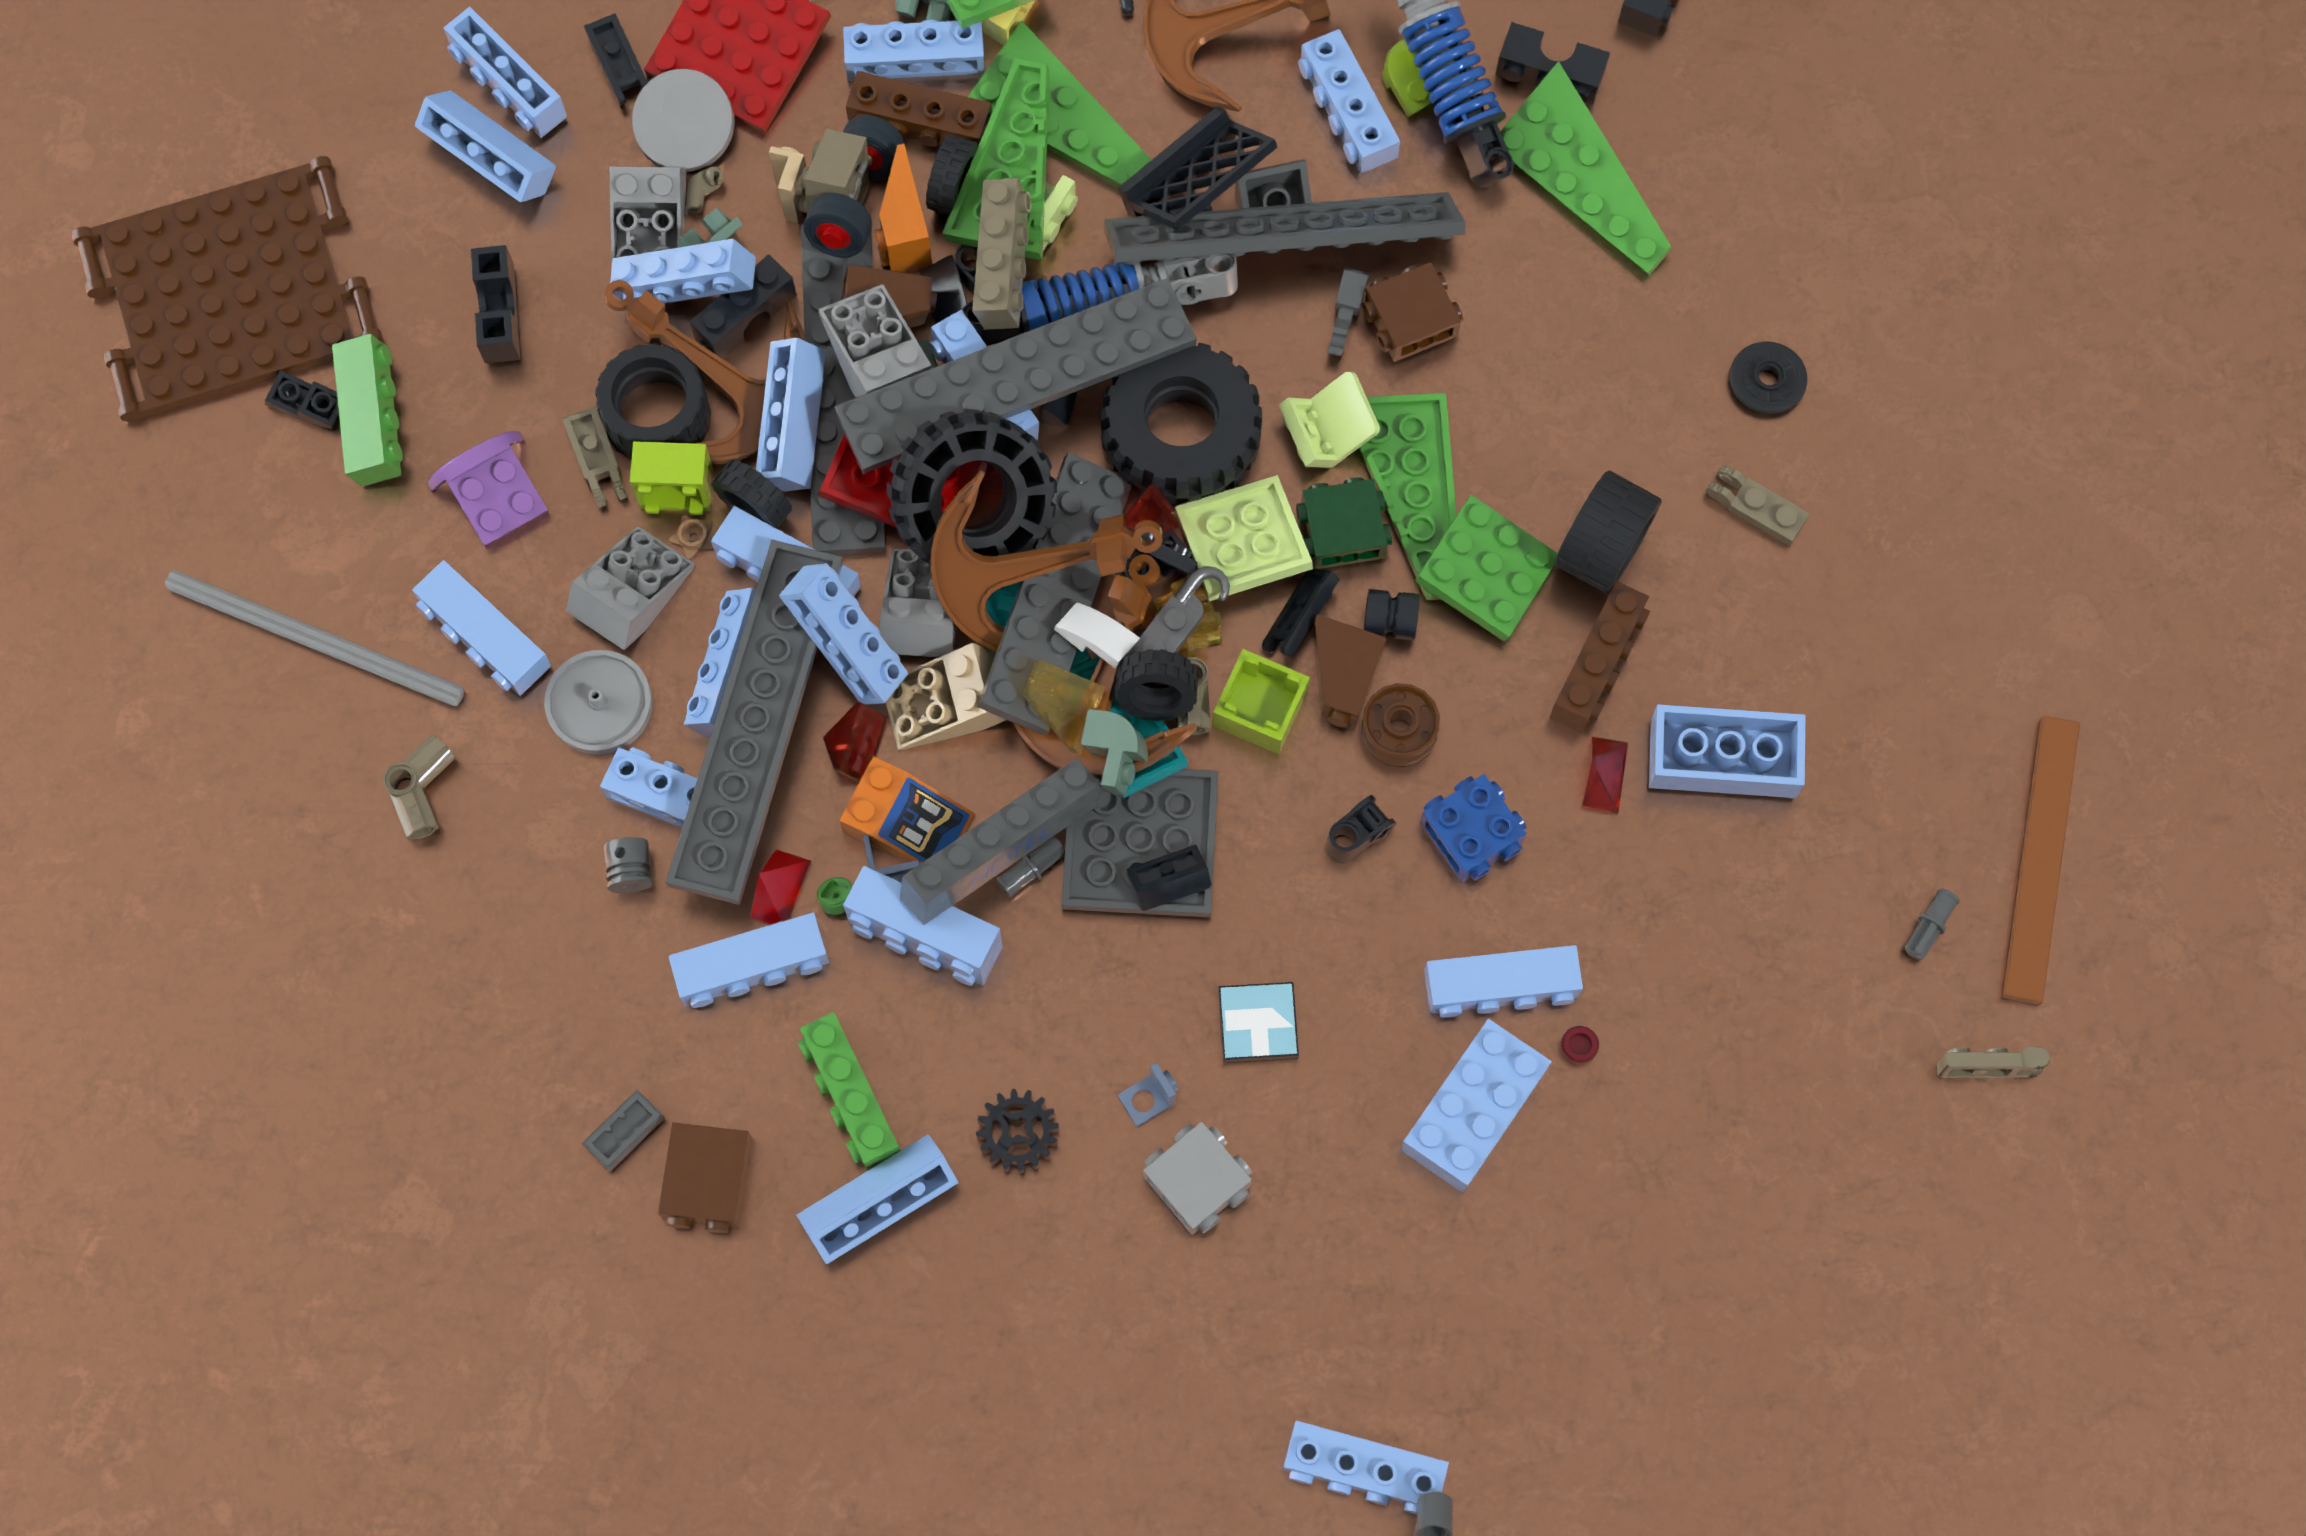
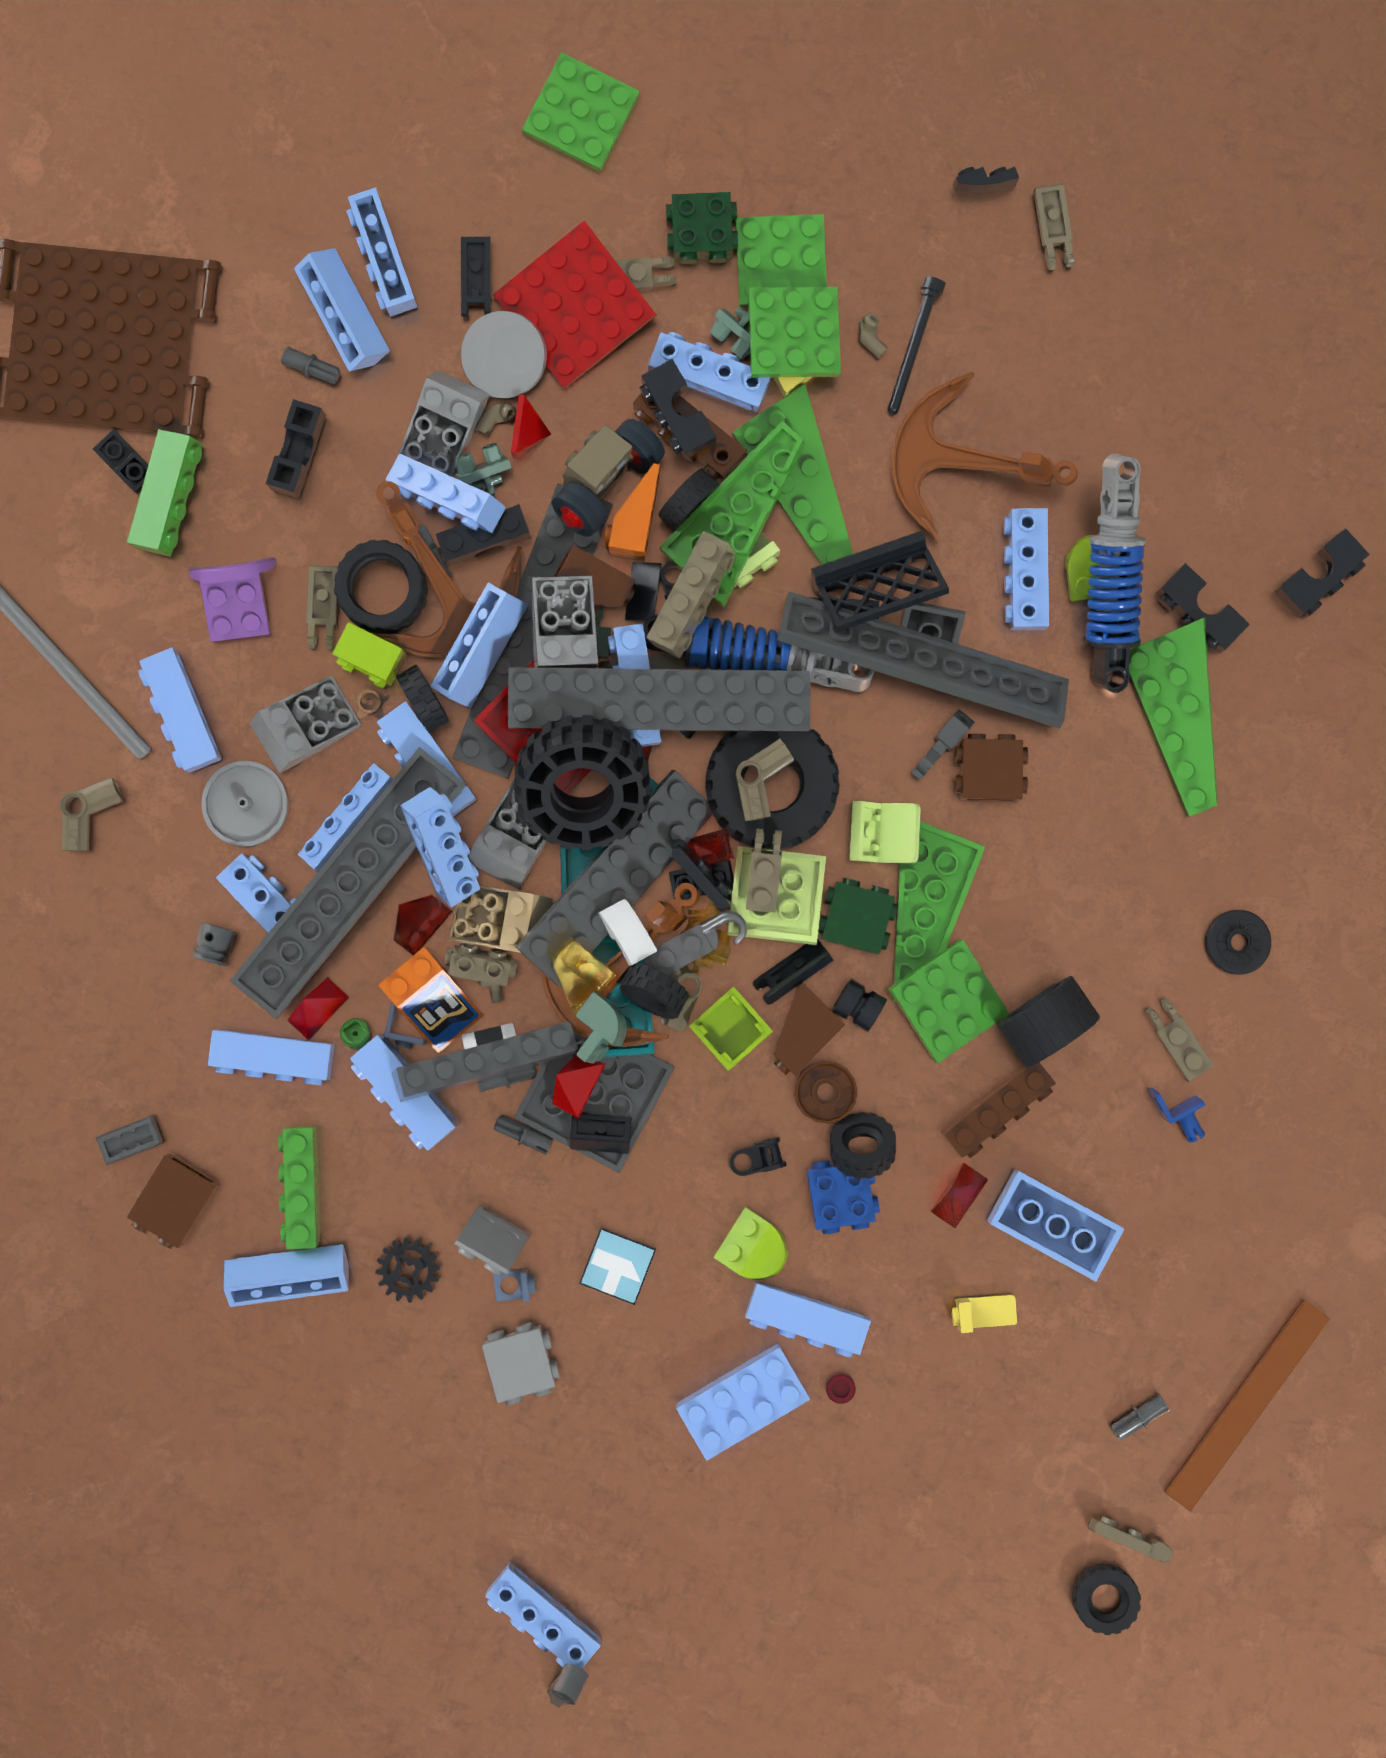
camera: 20 degrees right, 15 degrees up
(474, 219) = (310, 365): none -> dark grey axle
(743, 183) = (528, 428): none -> red slope
(787, 171) = (568, 444): tan bracket -> none
(918, 104) = (688, 433): none -> black arch
(958, 754) = (487, 967): none -> dark tan brick
(968, 579) = (548, 850): dark orange piece -> none
(1080, 921) = (523, 1134): none -> dark grey axle
(1100, 1049) = (492, 1240): none -> light grey slope
(1115, 832) = (575, 1084): none -> red slope
(1166, 424) = (754, 794): none -> dark tan piece
(1219, 510) = (764, 874): none -> dark tan hinge
(1403, 931) = (753, 1247): none -> lime slope
(1476, 773) = (863, 1126): none -> black tyre
(1698, 885) = (984, 1312): none -> light yellow bracket
(1805, 577) = (1182, 1113): none -> blue bracket
(2022, 1123) = (1129, 1605): none -> black tyre

